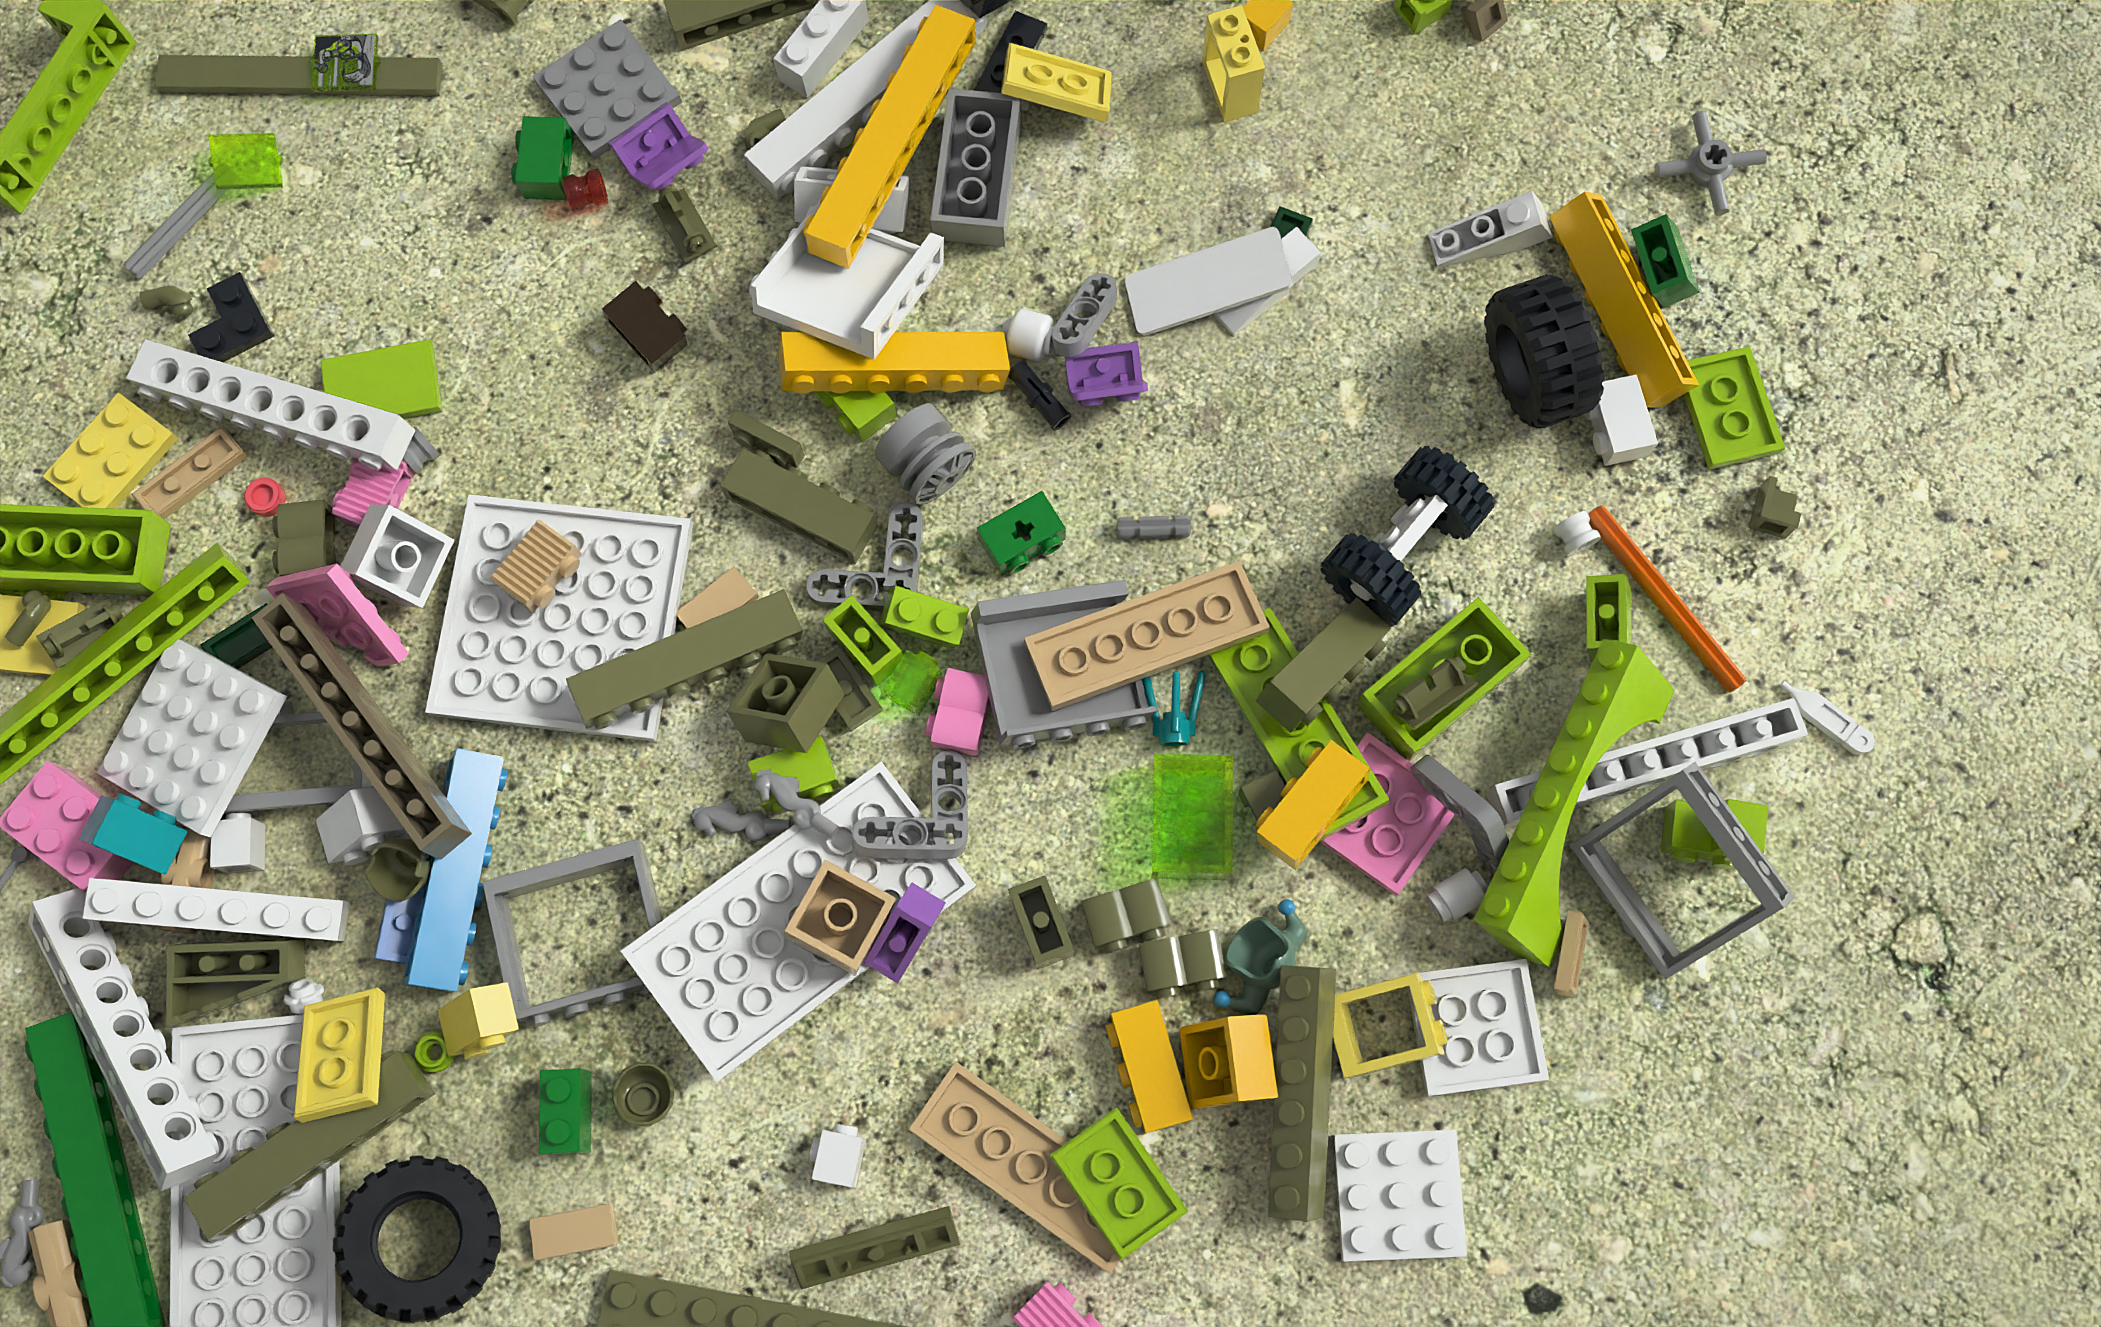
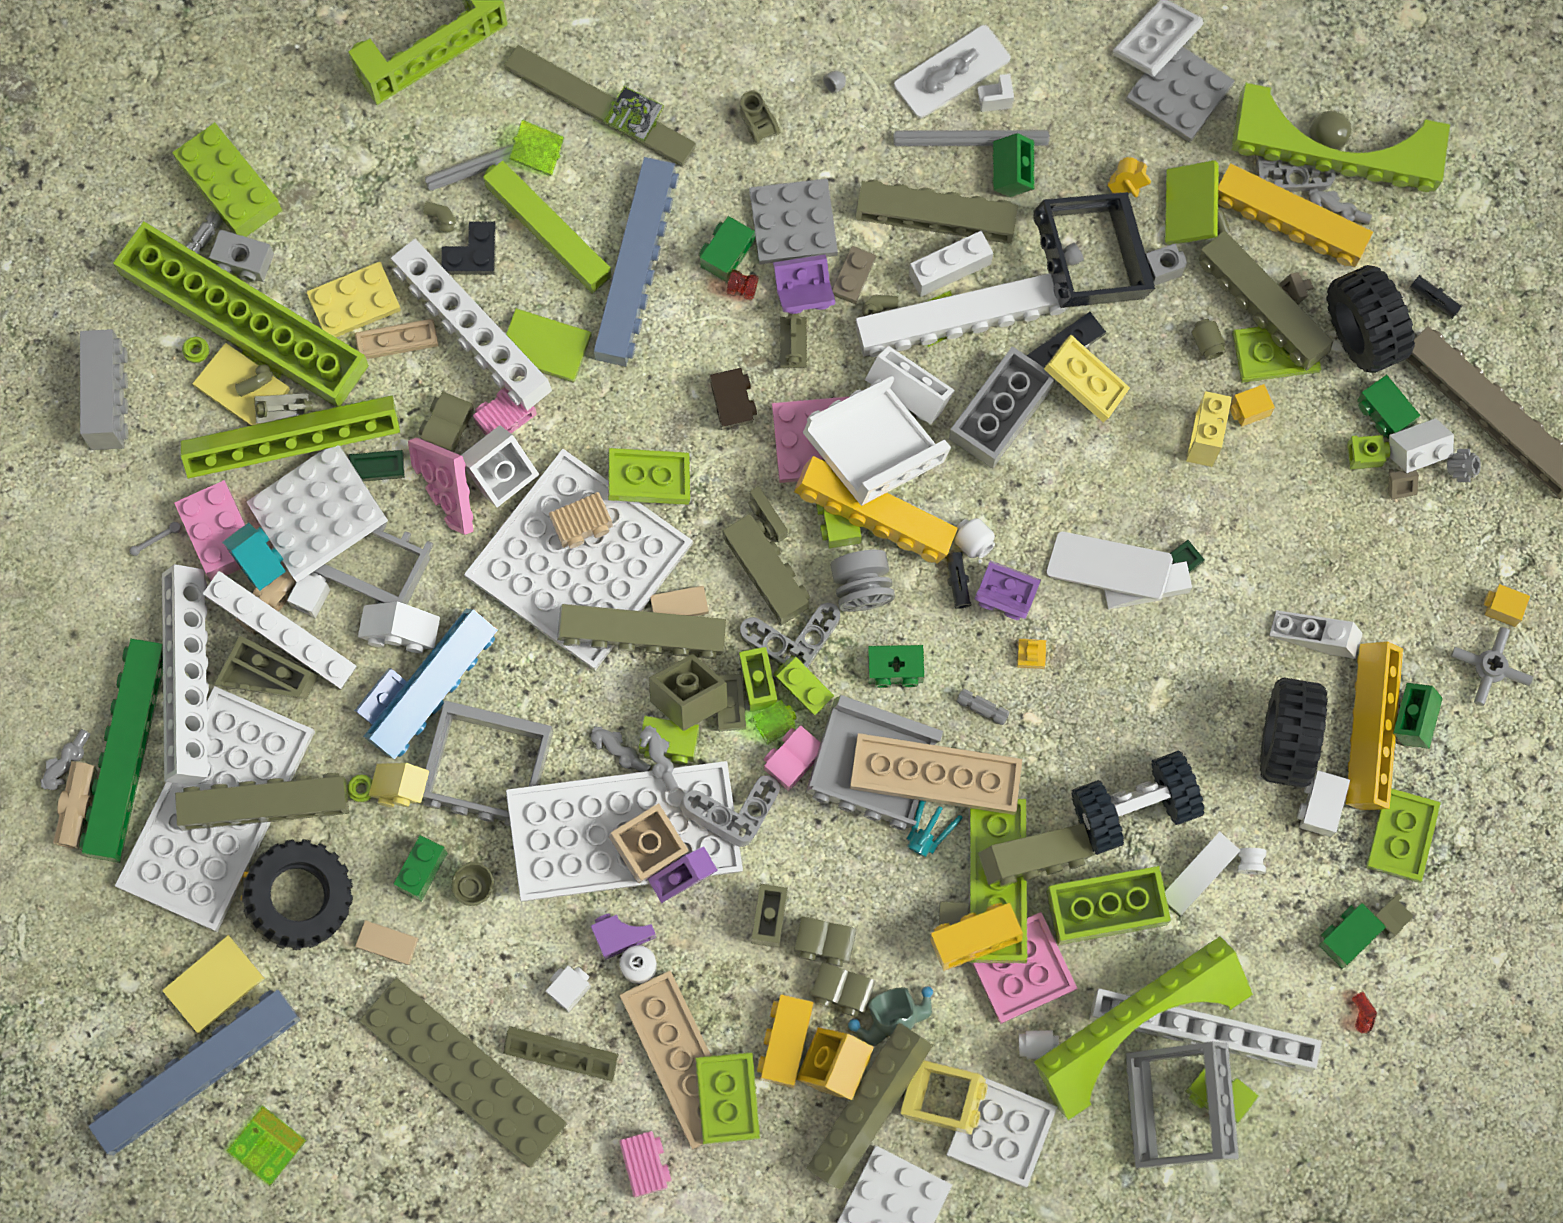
camera: 25 degrees right, 0 degrees up
(264, 496) = (435, 379): coral tile -> none
(303, 993) = (301, 710): white plate -> none
(307, 244) = (547, 226): none -> lime brick
(340, 1055) = (308, 759): light yellow tile -> none
(362, 727) = (424, 565): dark tan brick -> none
(397, 869) = (399, 665): olive hair -> none
(419, 451) = (547, 404): light grey wheel -> none
(439, 231) = (635, 262): none -> sand blue brick
(593, 471) = (648, 476): none -> lime plate
(714, 111) = (854, 274): none -> dark tan plate
(745, 335) = (791, 444): none -> bright pink plate
(865, 1057) = (616, 937): none -> medium lavender arch
(890, 136) = (956, 360): yellow brick -> none
(924, 1083) = (644, 972): none -> white head
(1085, 328) = (1020, 534): light grey beam -> none
(1175, 434) = (1031, 653): none -> yellow tile
(1192, 817) = (899, 903): clear neon green brick -> none
(1421, 702) = (1079, 911): olive hinge -> none
(1481, 818) = (1071, 989): light grey beam -> none
(1527, 577) = (1200, 873): none -> white slope
(1571, 954) = (1087, 1120): tan tile -> none
(1607, 610) = (1239, 922): lime brick -> none
(1666, 599) = (1285, 934): orange axle -> none
(1684, 87) = (1506, 605): none -> yellow brick
(1743, 556) = (1351, 935): none -> green brick
(1815, 639) = (1367, 1013): none -> clear red arm
(1832, 720) = (1344, 1070): white piece -> none

